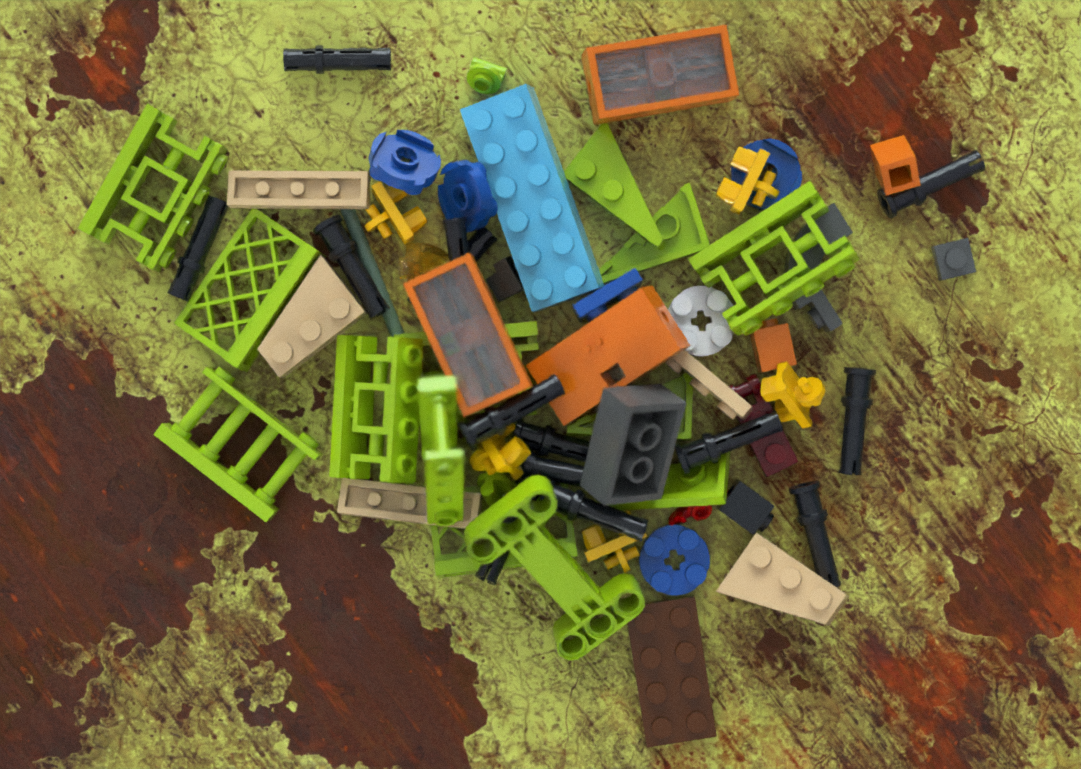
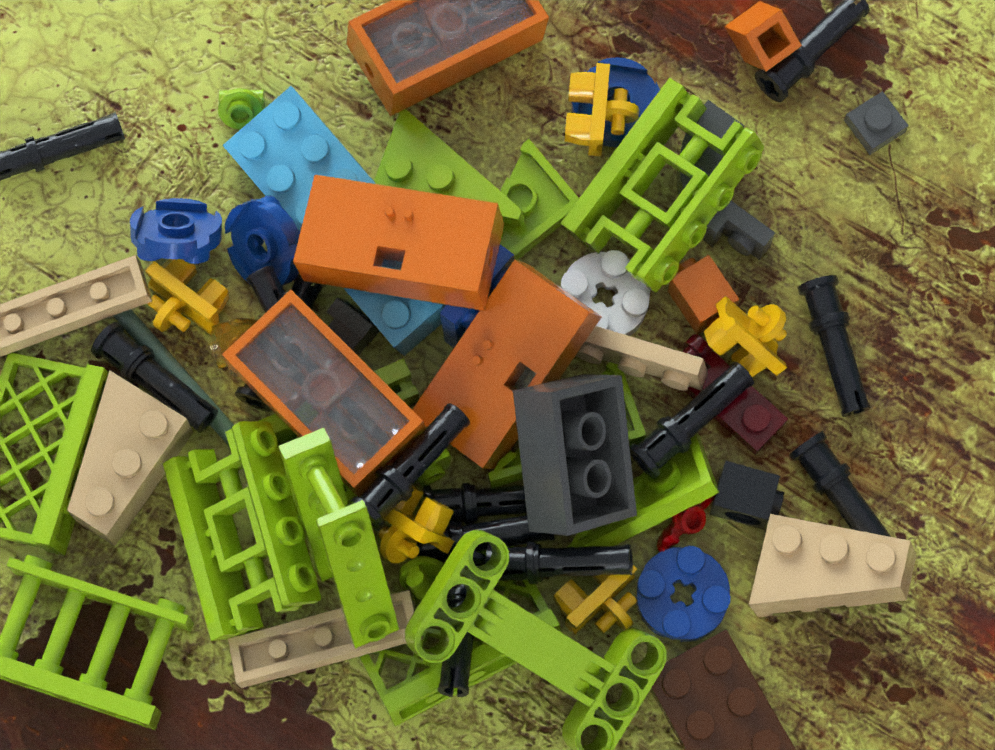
camera: 20 degrees left, 15 degrees down
(561, 244) = (399, 242): none -> orange brick

